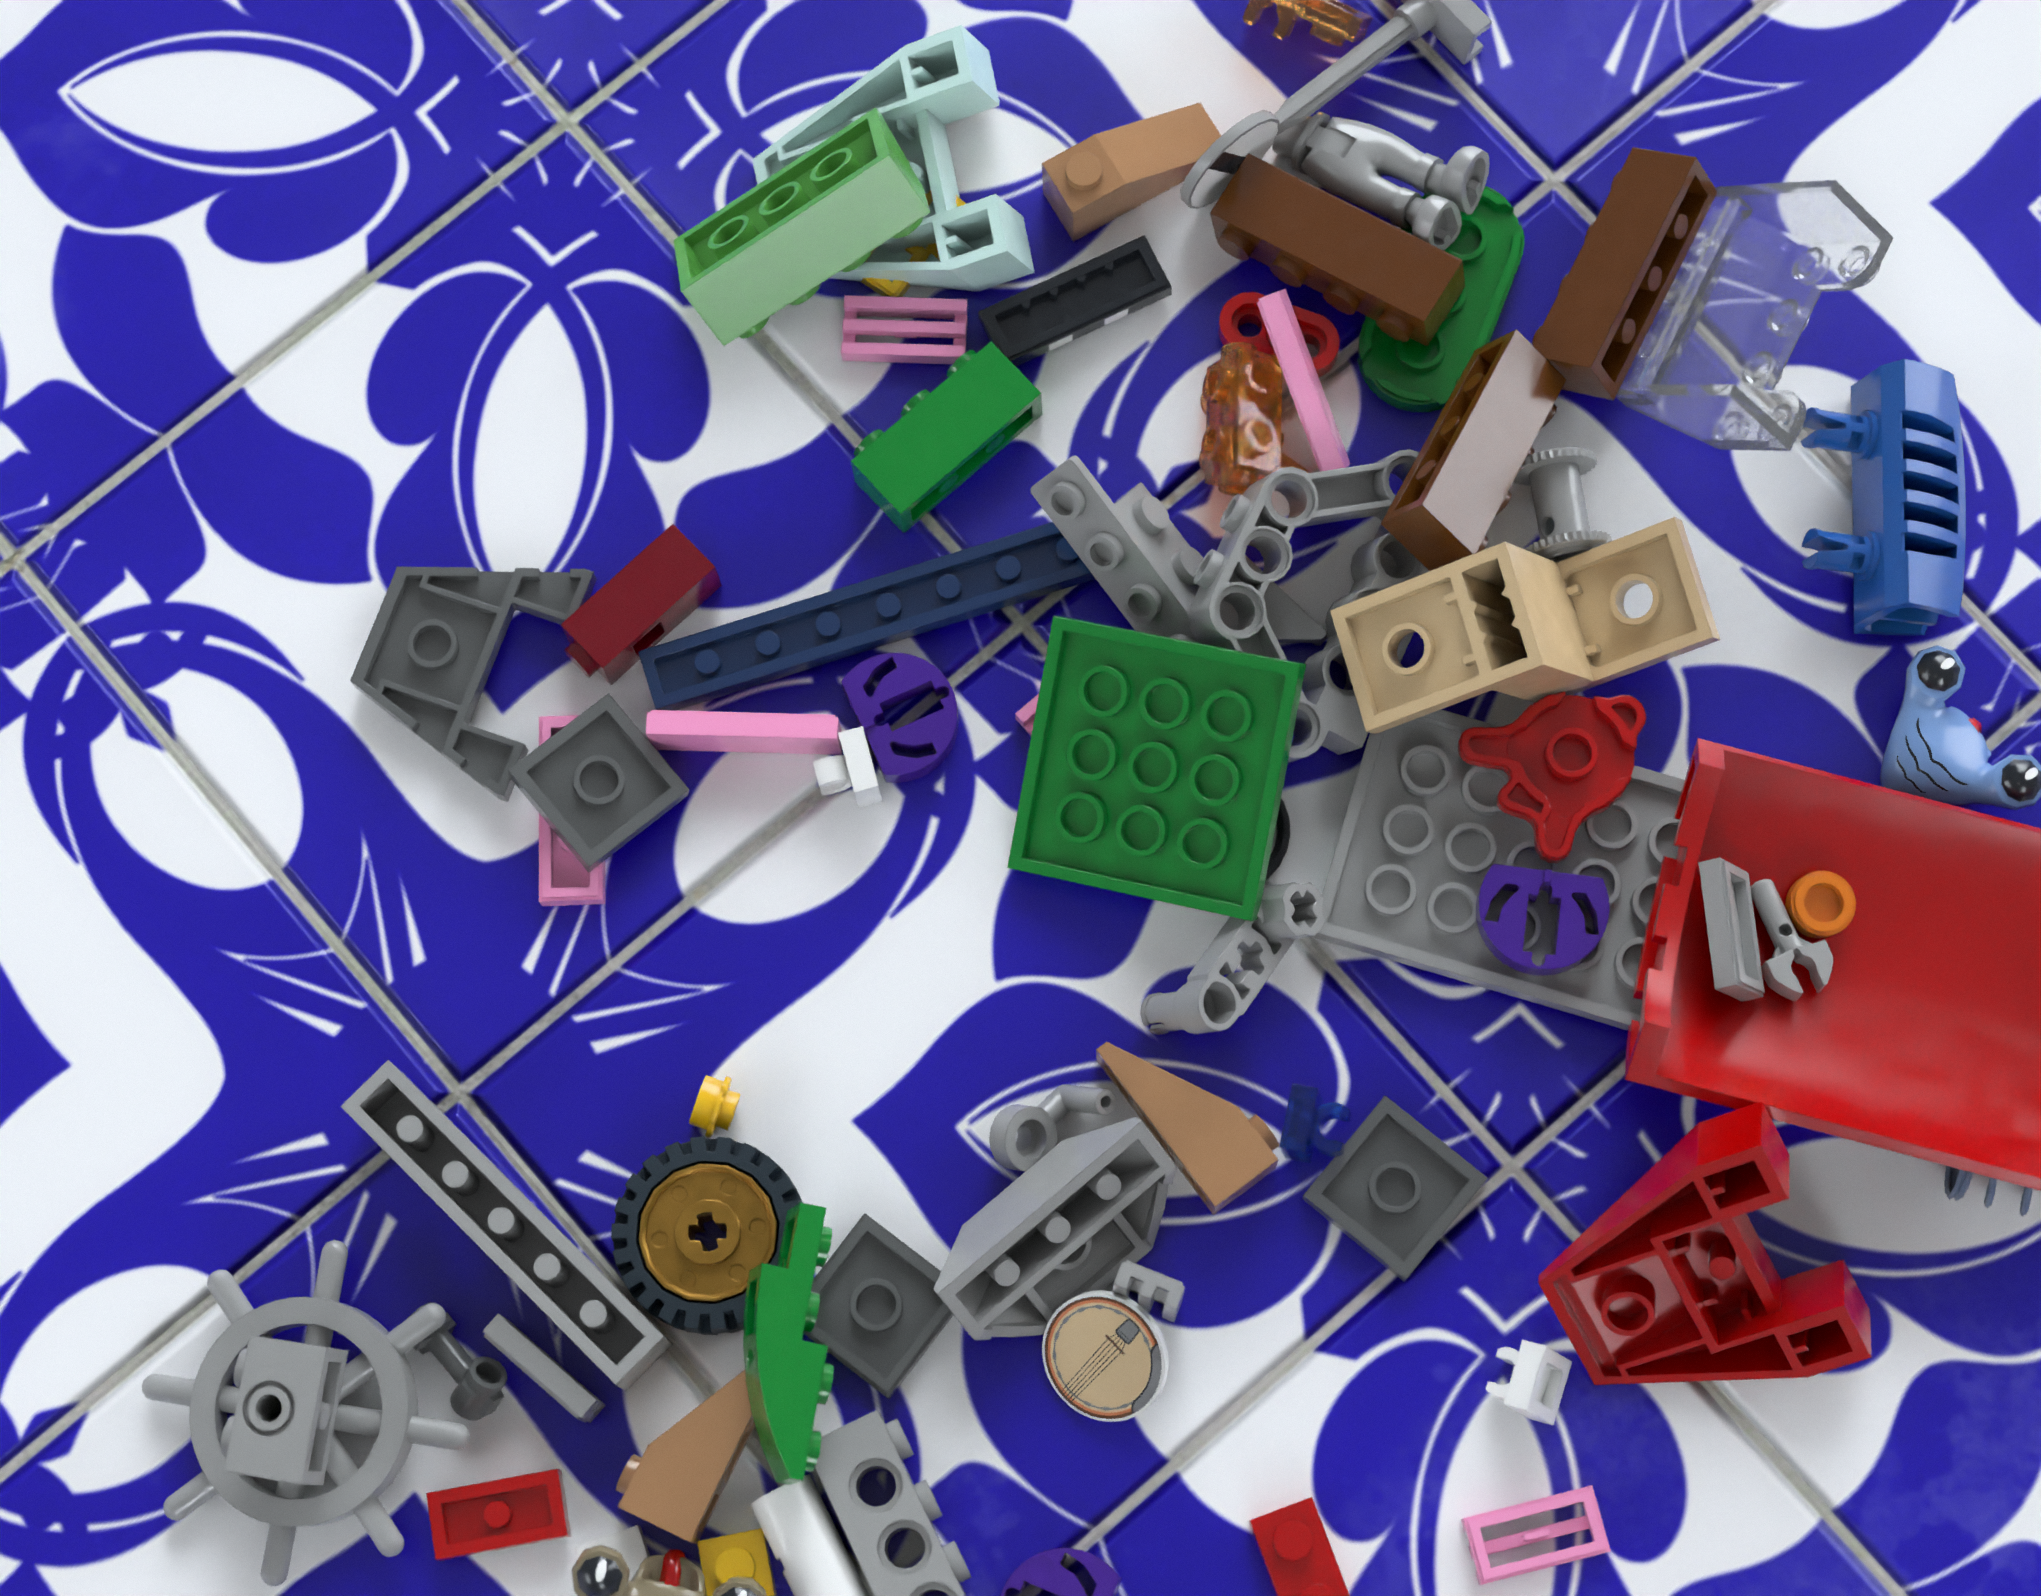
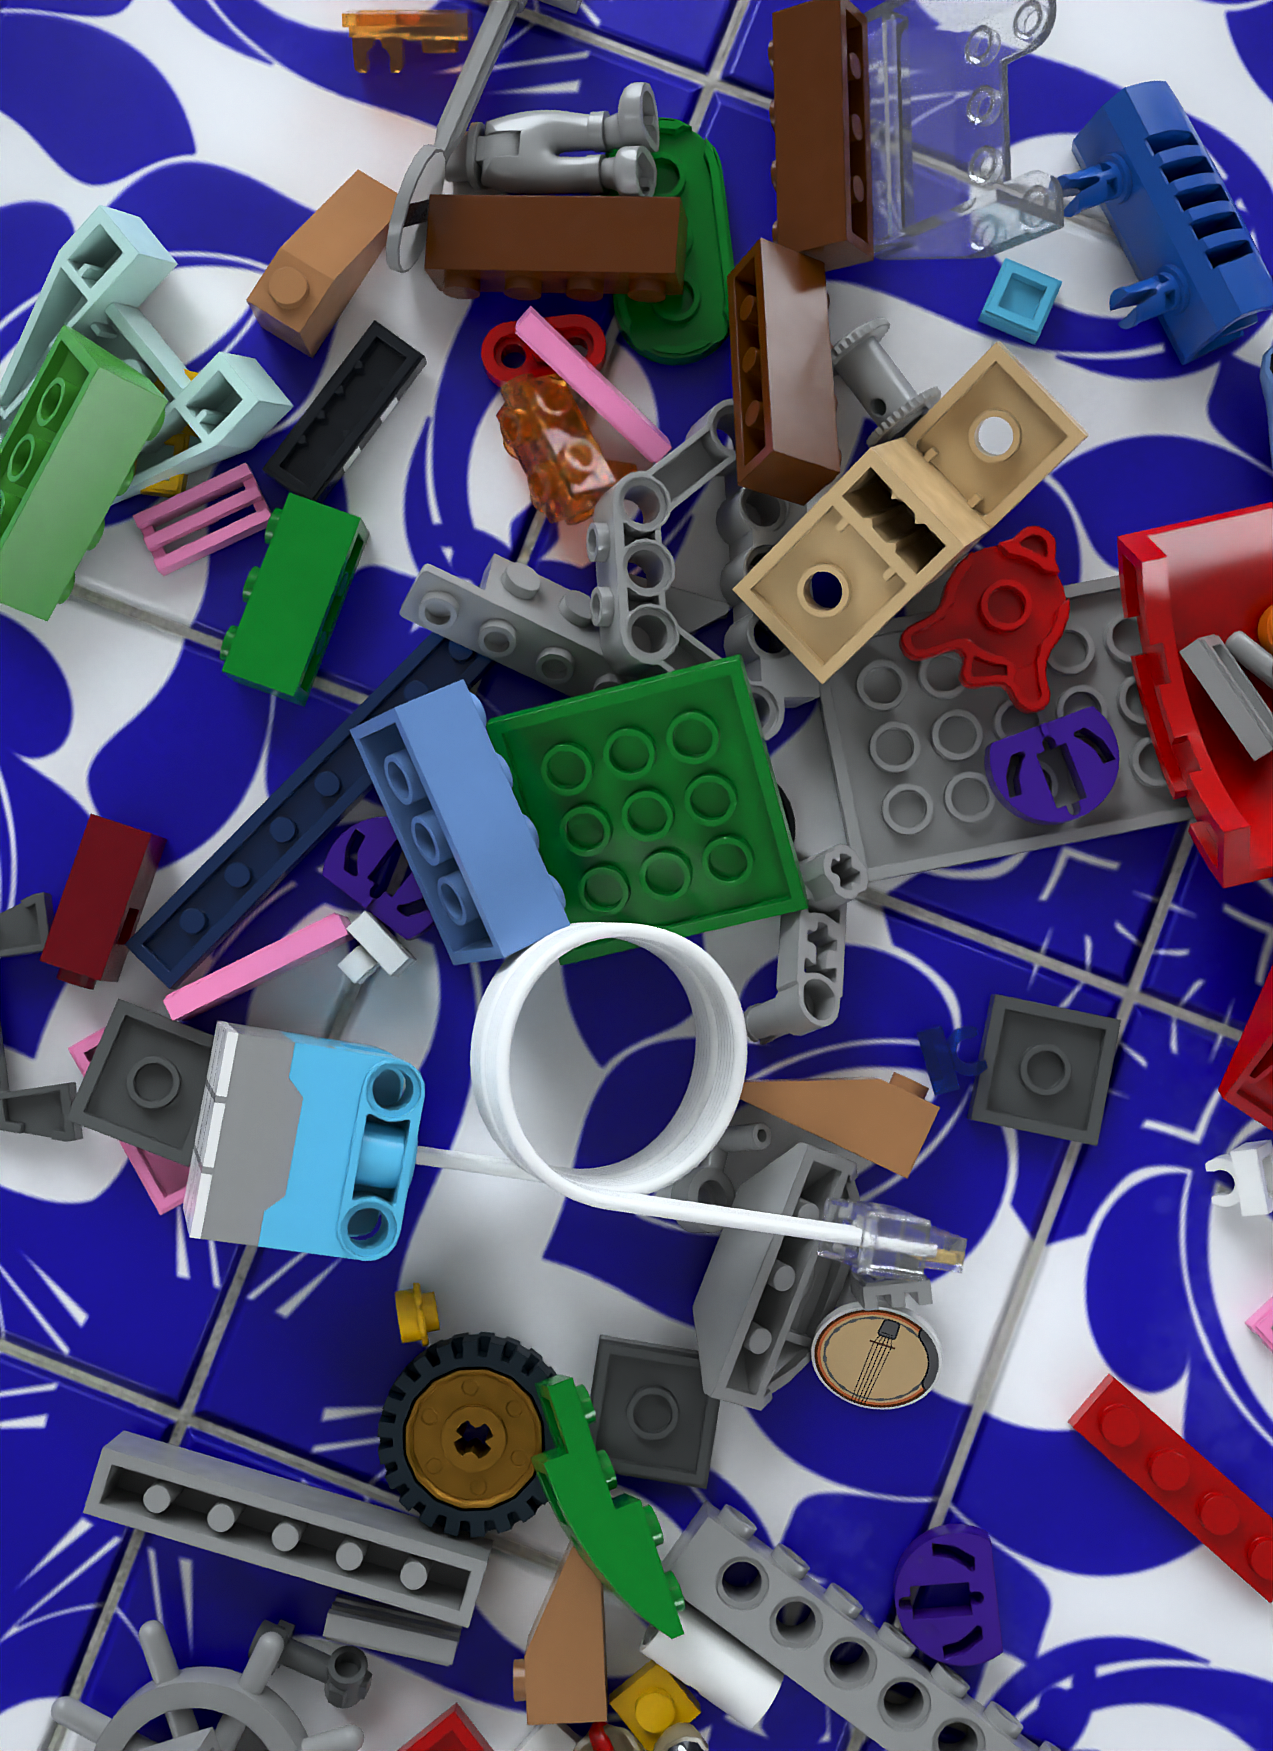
camera: 30 degrees left, 10 degrees up
(725, 879) = (314, 1141): none -> piece
(986, 690) = (461, 825): none -> medium blue brick
(1731, 502) = (1020, 301): none -> medium azure tile

